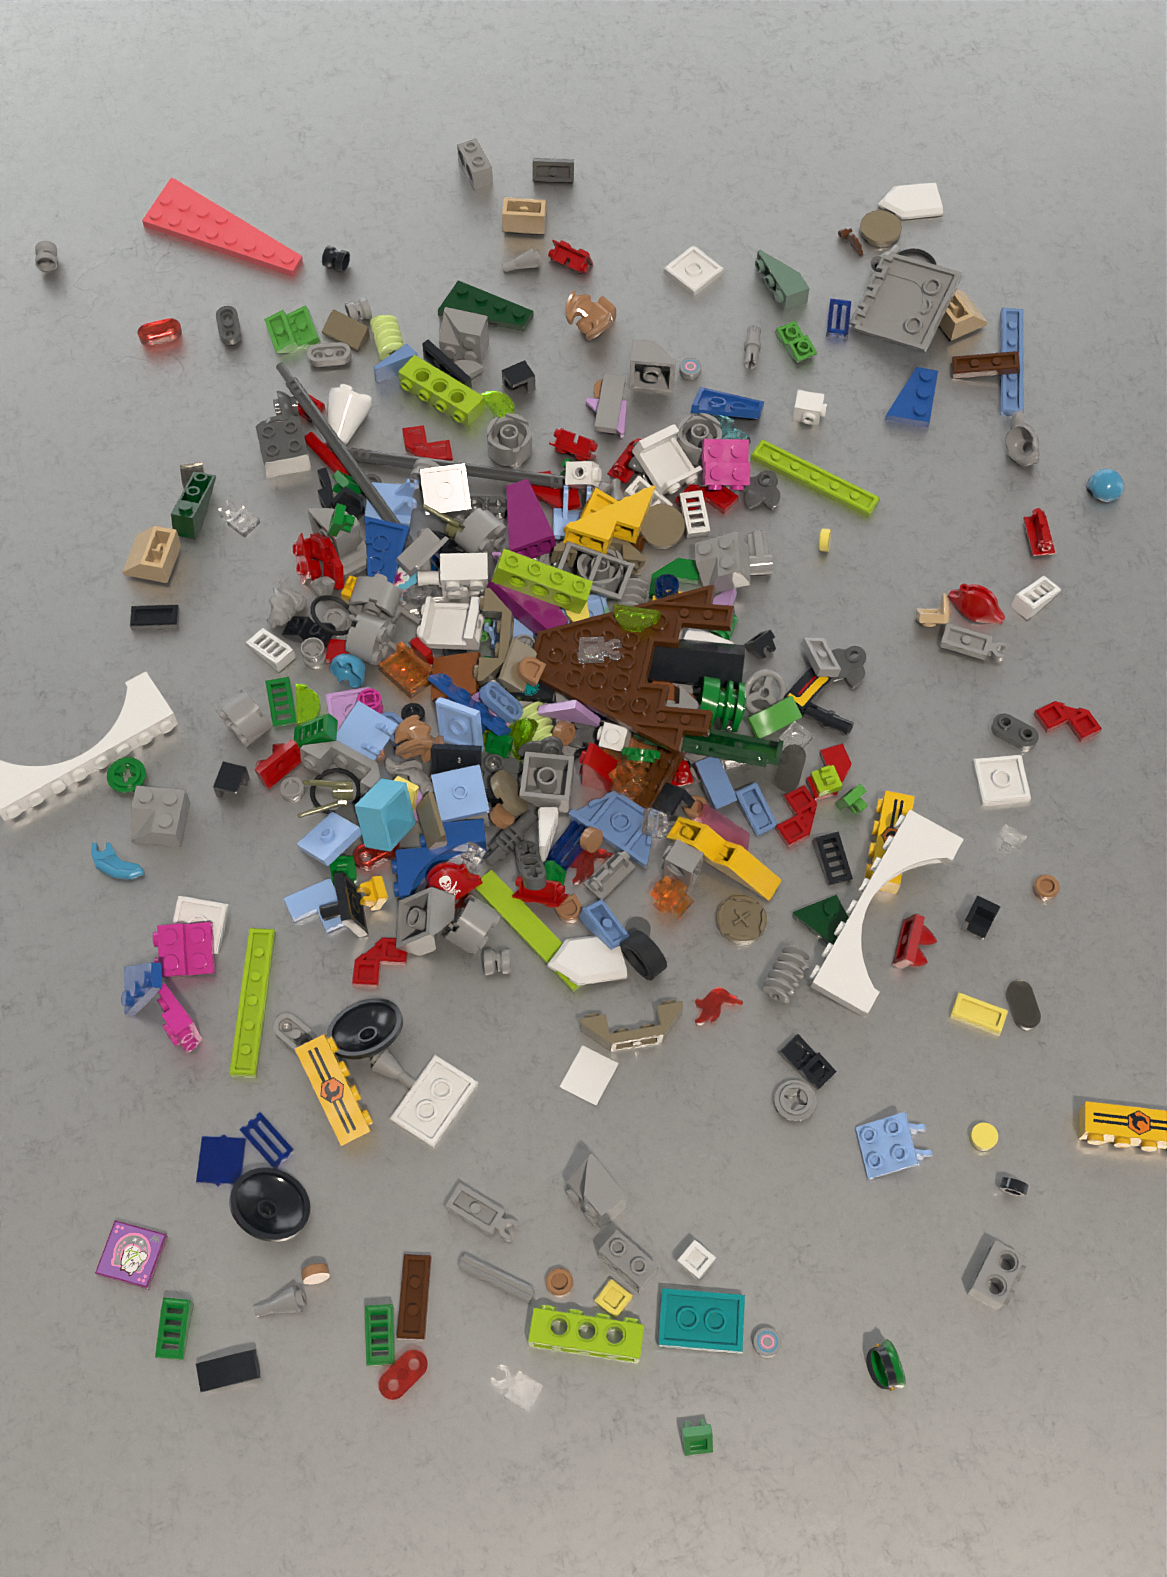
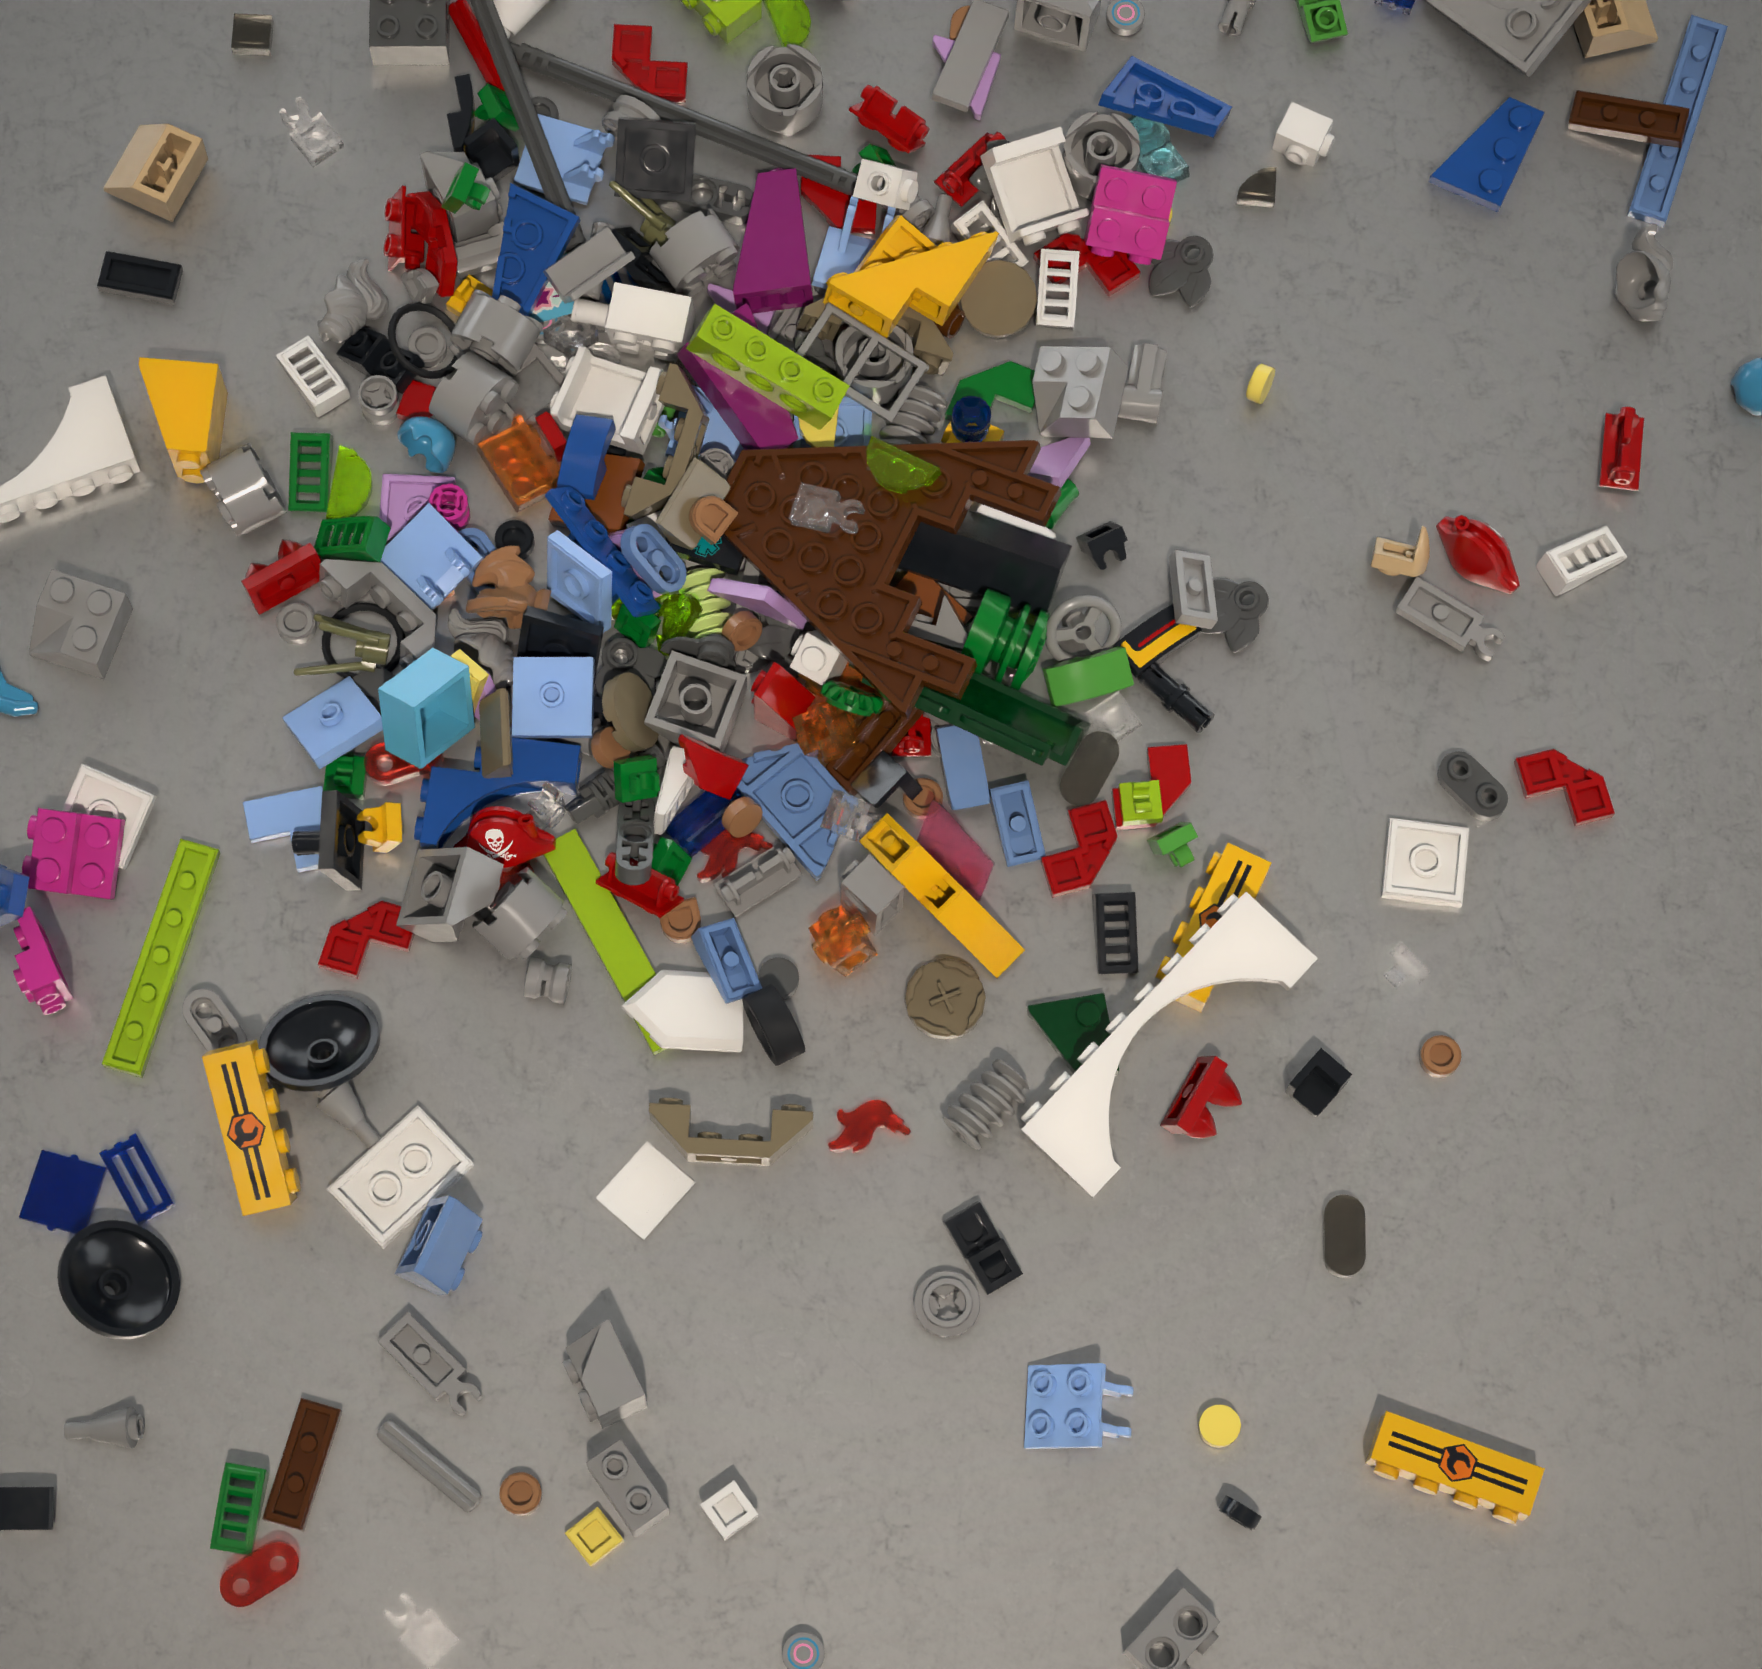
camera: 10 degrees right, 10 degrees up
(120, 768) = (34, 528): green gear -> none
(192, 505) = (240, 92): dark green slope -> none
(199, 679) = (189, 410): none -> yellow slope
(230, 779) = (201, 588): black panel -> none
(315, 1273) = (164, 1396): medium nougat tile -> none
(445, 654) = (584, 455): none -> blue slope
(470, 1135) = (440, 1246): none -> medium blue slope
(522, 830) = (636, 778): none -> green tile
(566, 813) = (710, 768): none -> red slope
(571, 1342) = (595, 1615): lime brick -> none
(701, 1320) = (714, 1600): teal plate -> none
(792, 441) = (1258, 189): none -> clear smoke tile
(815, 478) = (1278, 265): lime tile -> none
(978, 1014) = (1270, 1234): light yellow tile -> none

